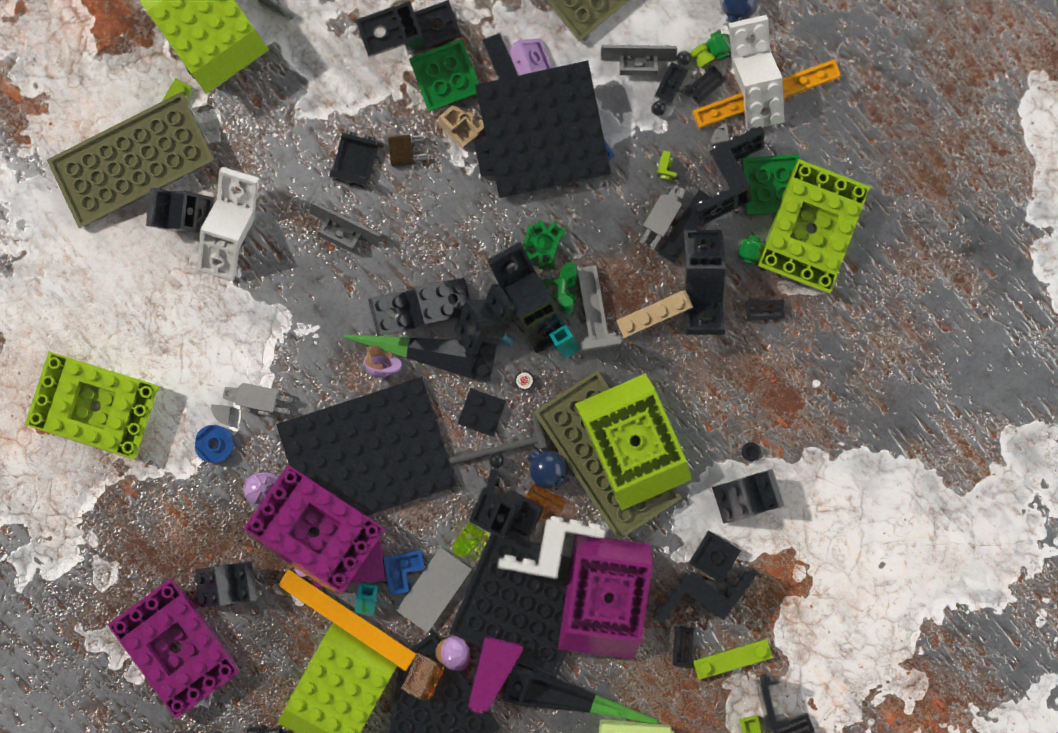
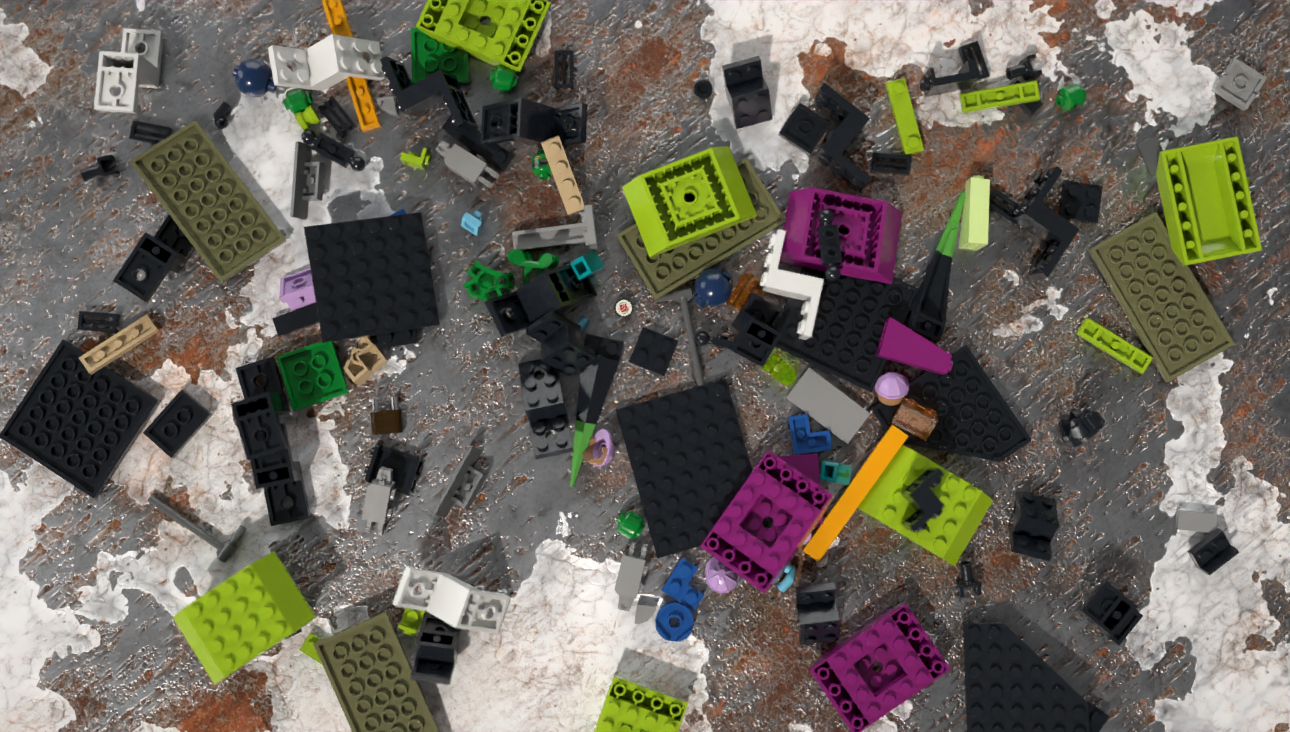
camera: 85 degrees left, 0 degrees up
(206, 185) = (411, 621): none -> lime bracket
(248, 447) = (678, 585): none -> blue plate
(259, 556) = (789, 578): none -> medium azure arm
(307, 396) = (630, 525): none -> green head
(323, 147) = (379, 500): none -> light grey hinge
(340, 51) = (281, 479): none -> black bracket
(340, 684) = (923, 500): none -> black bracket
(592, 583) = (829, 245): none -> black plate
(603, 225) = (472, 222): none -> medium azure tile
(663, 290) = (540, 166): none -> green head

